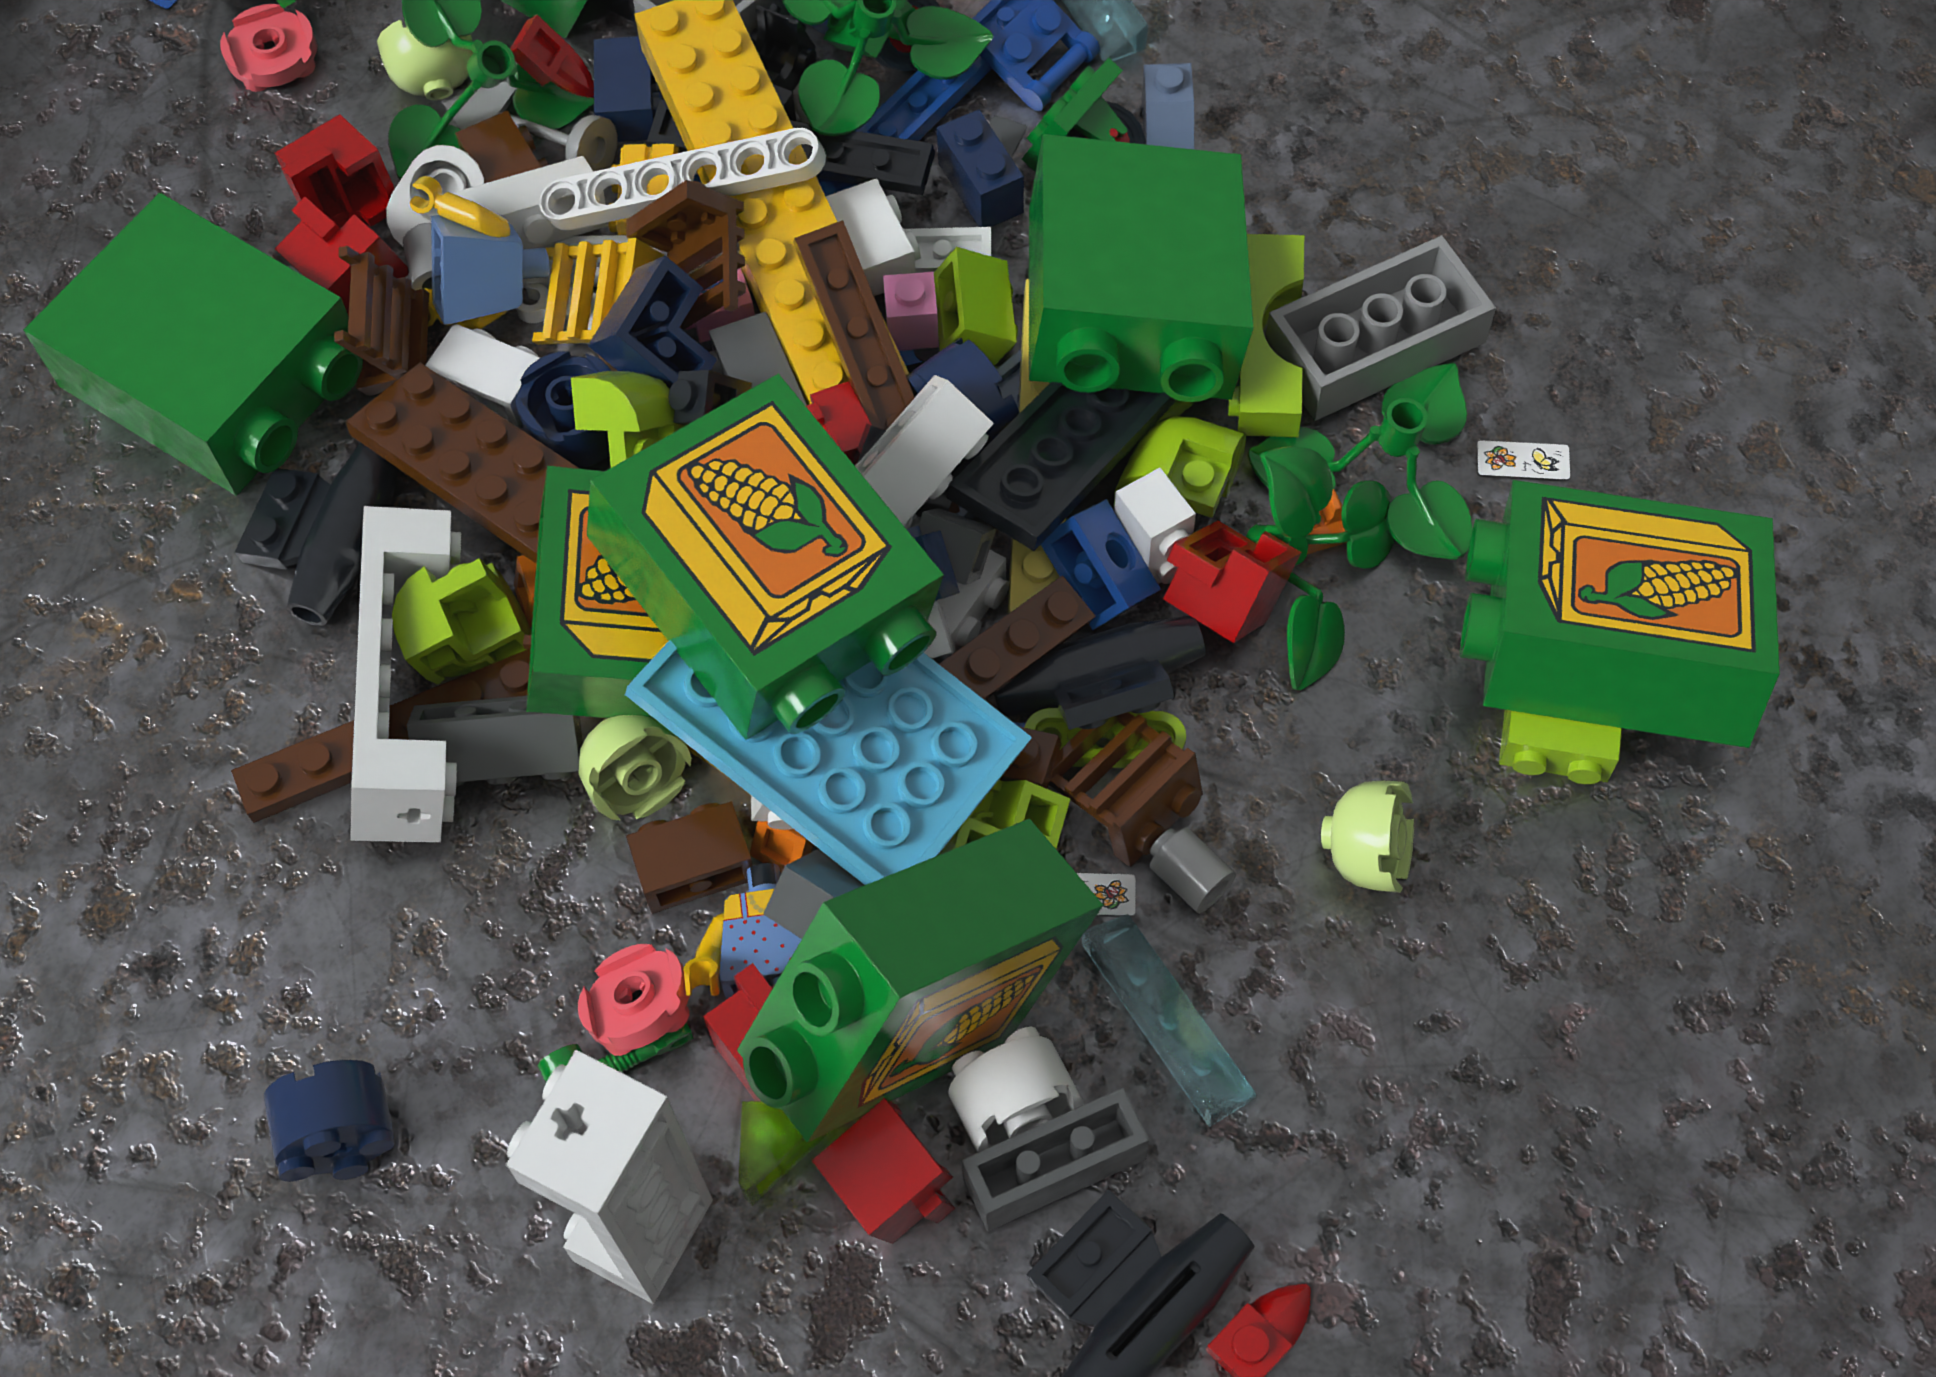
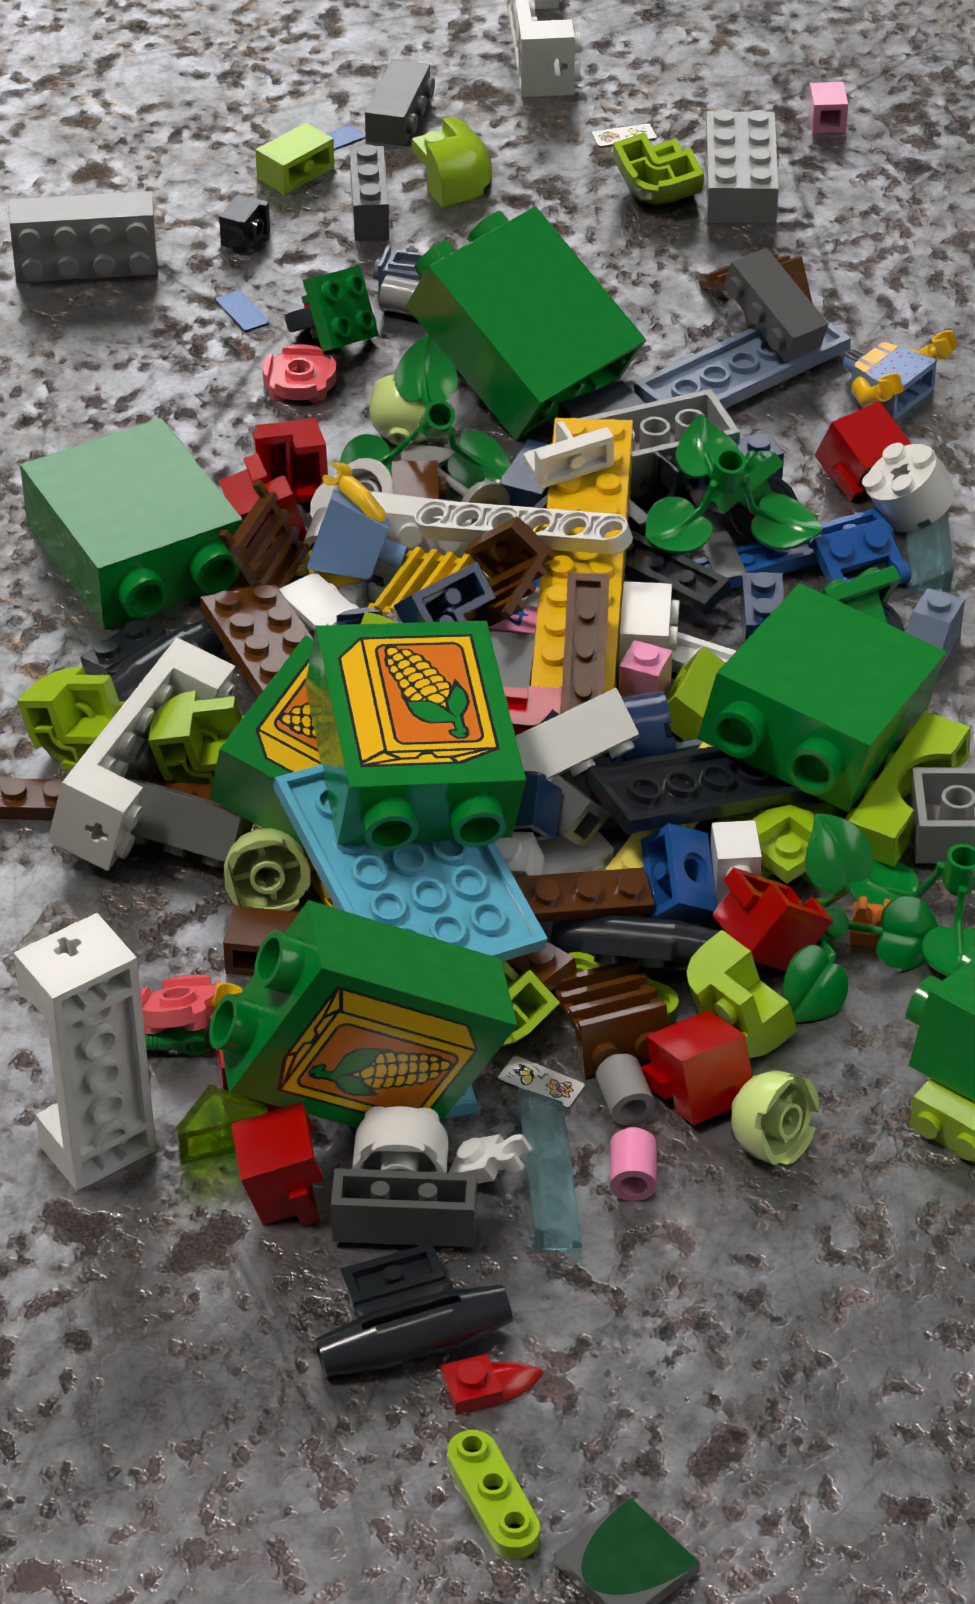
camera: 25 degrees right, 20 degrees down
(288, 652) = (68, 712): none -> lime brick
(551, 59) = (488, 437): red plate -> none
(687, 62) = (571, 456): none -> white panel
(897, 110) = (723, 555): none -> dark grey sticker
(1095, 1040) = (489, 1155): none -> white plate
(1251, 701) = (728, 985): none -> lime brick
(1257, 965) = (633, 1164): none -> bright pink brick
(1260, 806) = (699, 1064): none -> red plate

